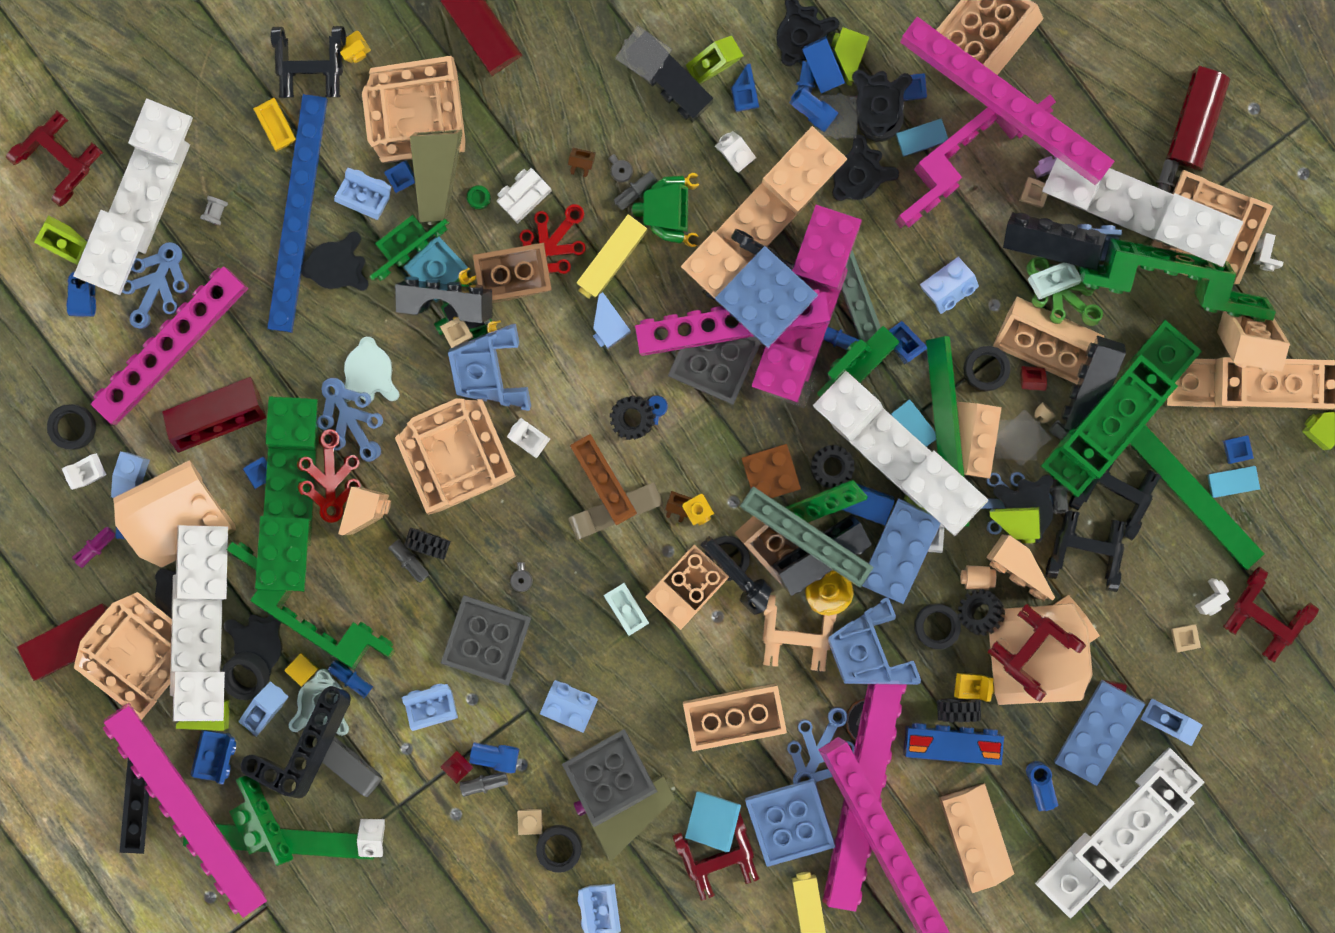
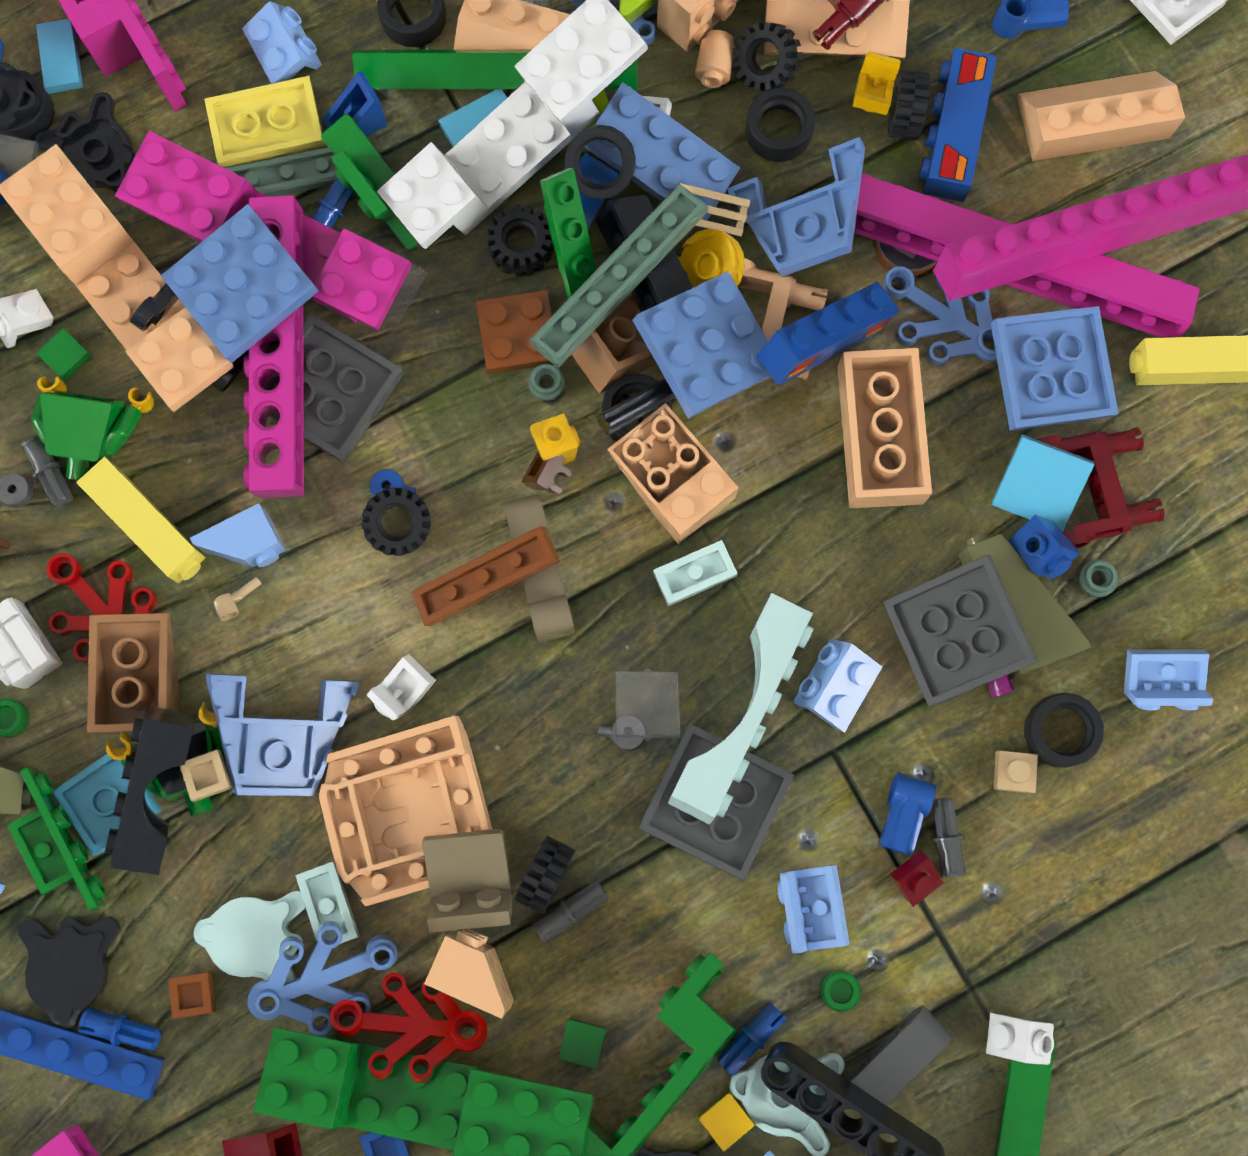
camera: 85 degrees left, 10 degrees down
(304, 304) = (119, 1029): none -> blue axle
(330, 343) = (192, 995): none -> dark orange plate
(334, 578) = (582, 1043): none -> green tile
(385, 728) = (840, 990): none -> green tile
(395, 413) = (327, 901): none -> light aqua plate
(415, 499) = (468, 880): none -> dark tan bracket
(539, 590) = (647, 704): none -> clear piece
(566, 319) = (226, 604): none -> tan hand
(590, 664) = (708, 777): none -> light aqua arch
(655, 869) = (1108, 576): none -> sand green plate
(670, 825) = (1044, 547): none -> blue brick
(715, 183) = (63, 354): none -> green tile
(731, 496) = (546, 371): none -> sand green plate
(768, 599) = (705, 343): none -> medium blue plate
(788, 674) = (827, 333): none -> blue brick
(866, 513) = (628, 156): none -> black tyre
(875, 593) = (740, 217): none -> tan tile
(892, 284) = (264, 122): none -> light yellow plate

